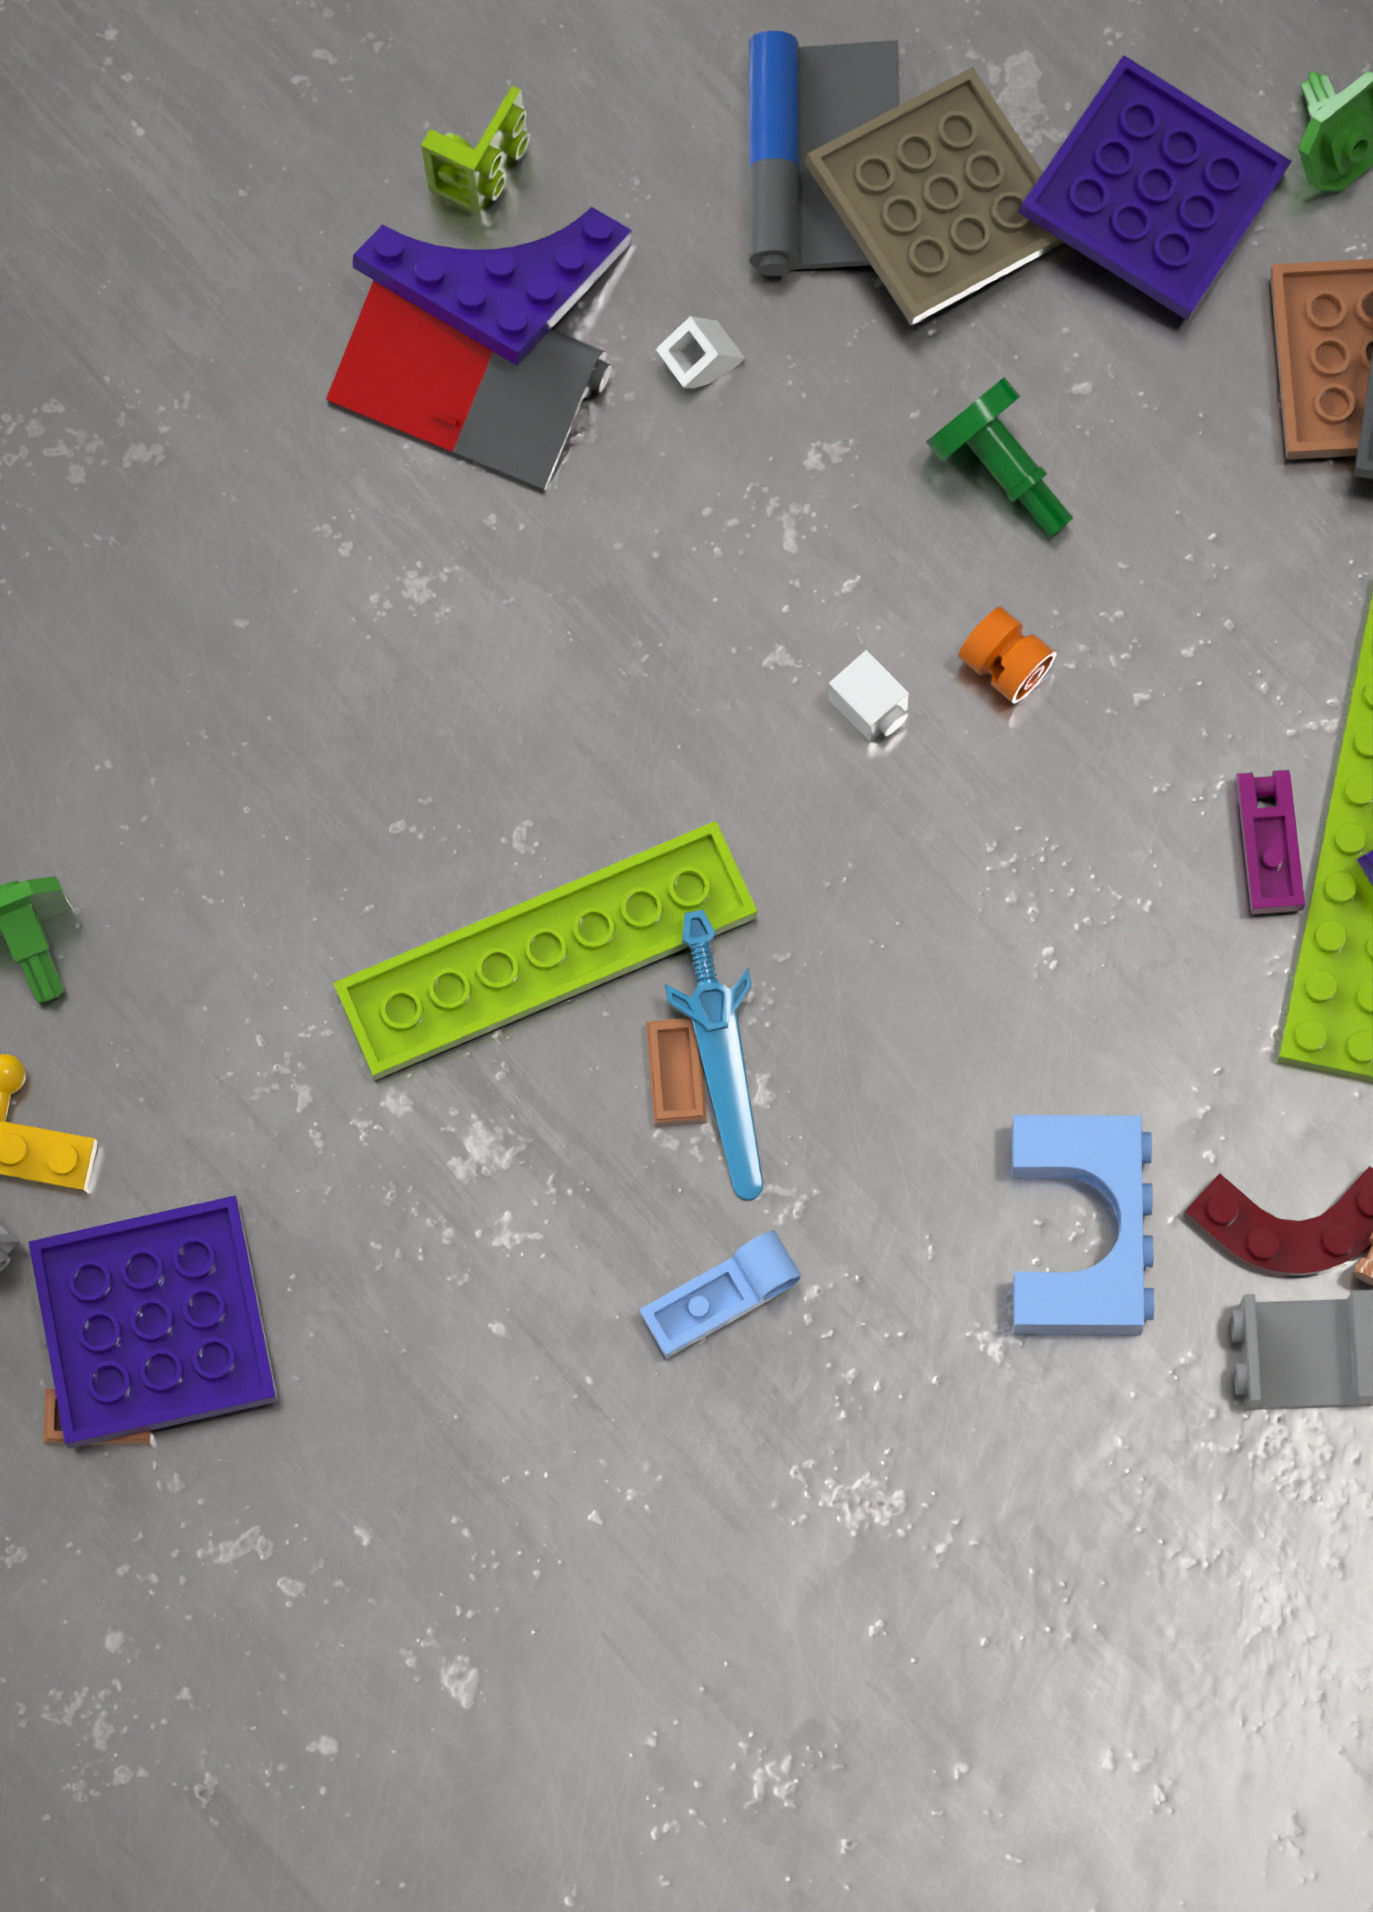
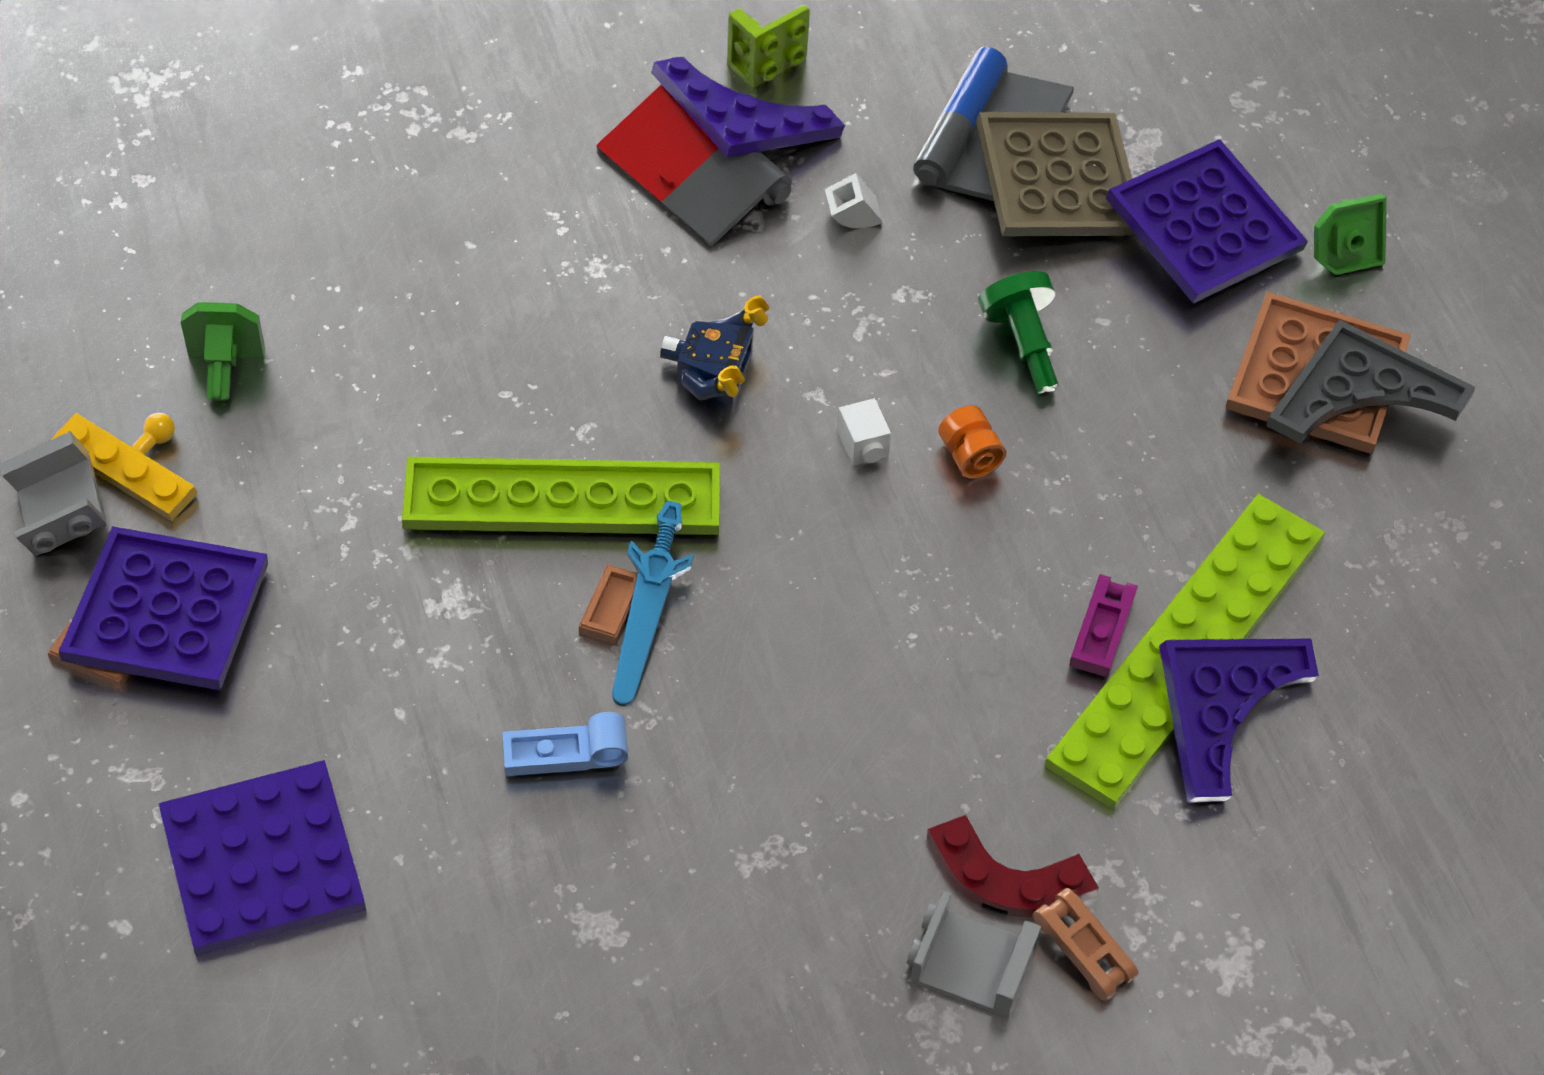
camera: 15 degrees right, 20 degrees down
(439, 1589) = (261, 857): none -> dark purple plate
(637, 664) = (716, 353): none -> dark blue torso
(1109, 1157) = (847, 857): light blue arch -> none

